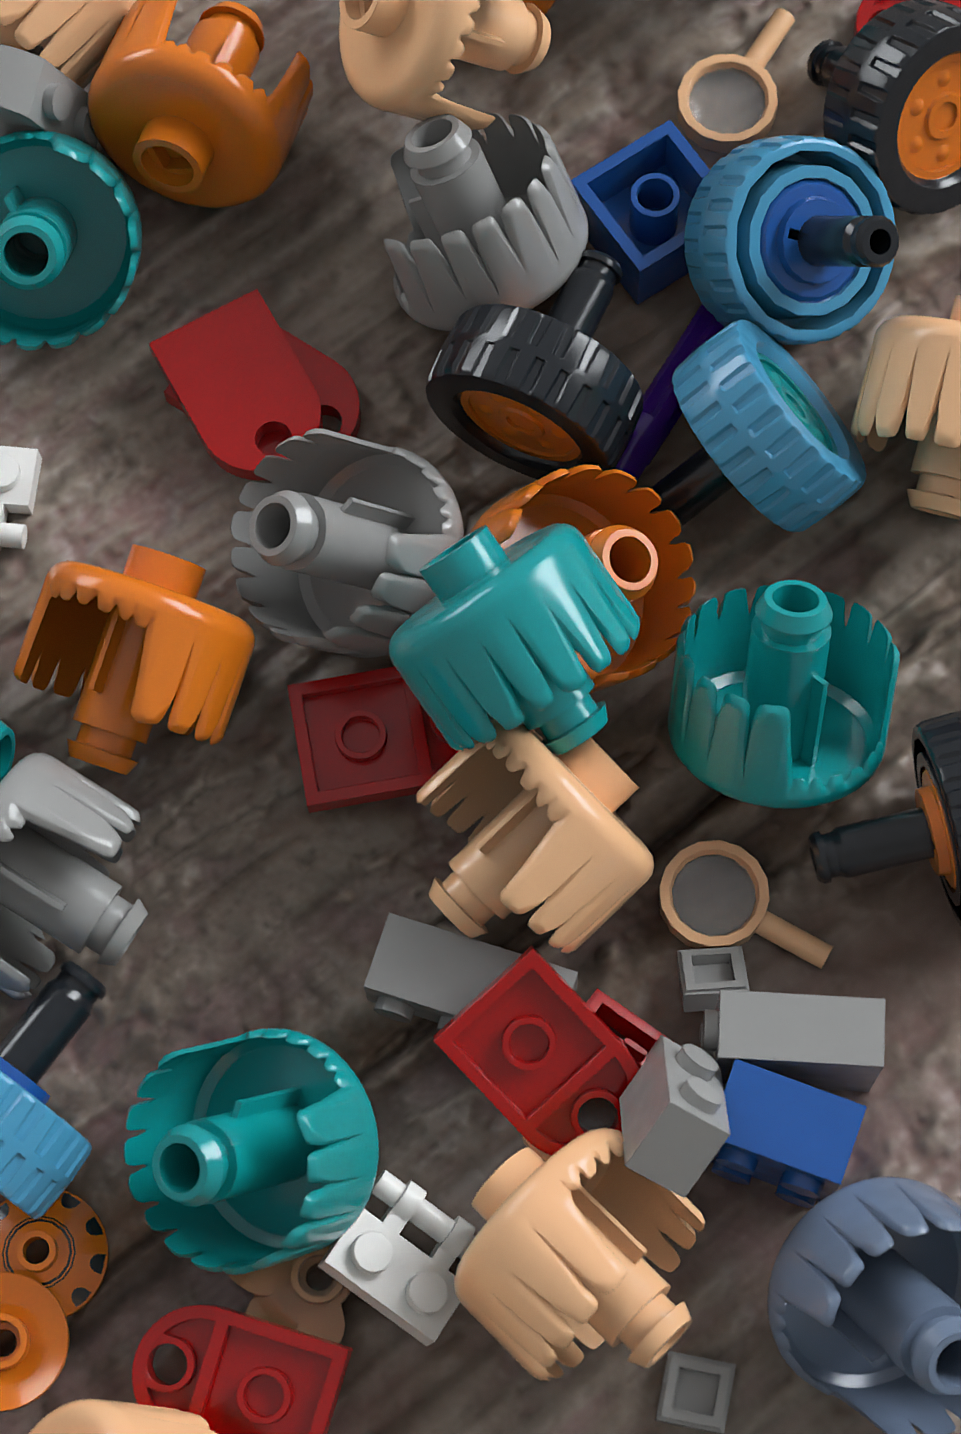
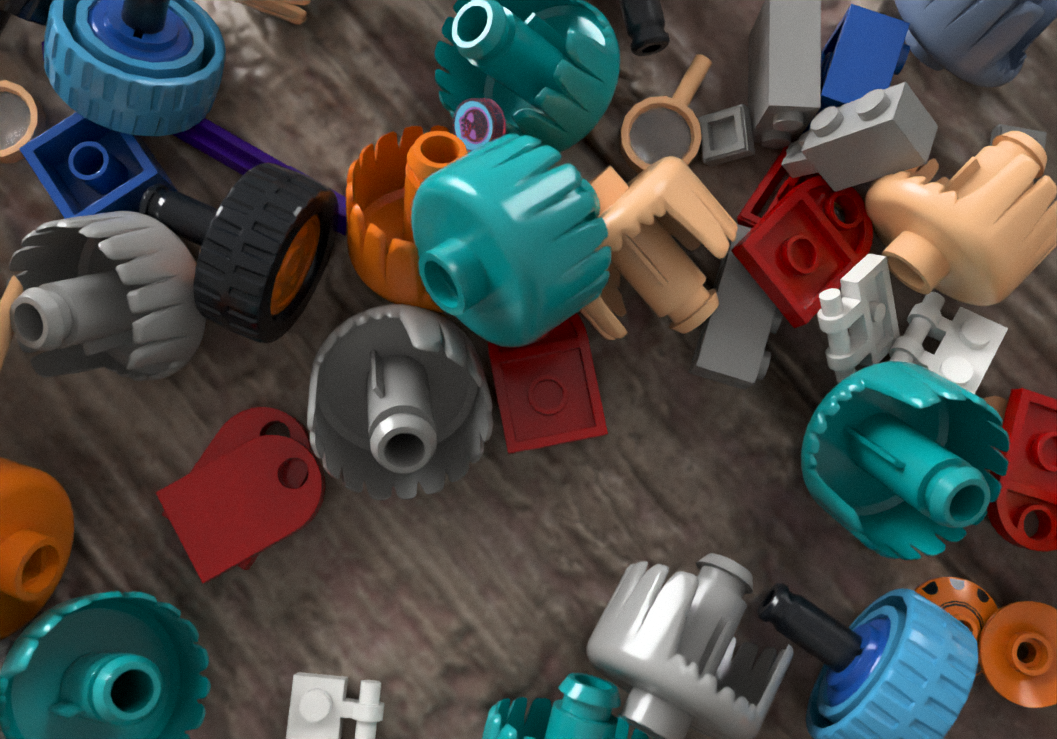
camera: 95 degrees left, 10 degrees up
(140, 648) = (495, 561): orange piece -> none
(457, 1143) = (866, 310): none -> white plate
(679, 620) = (478, 122): none -> clear pink tile
(759, 431) = (306, 81): dark azure wheel -> none

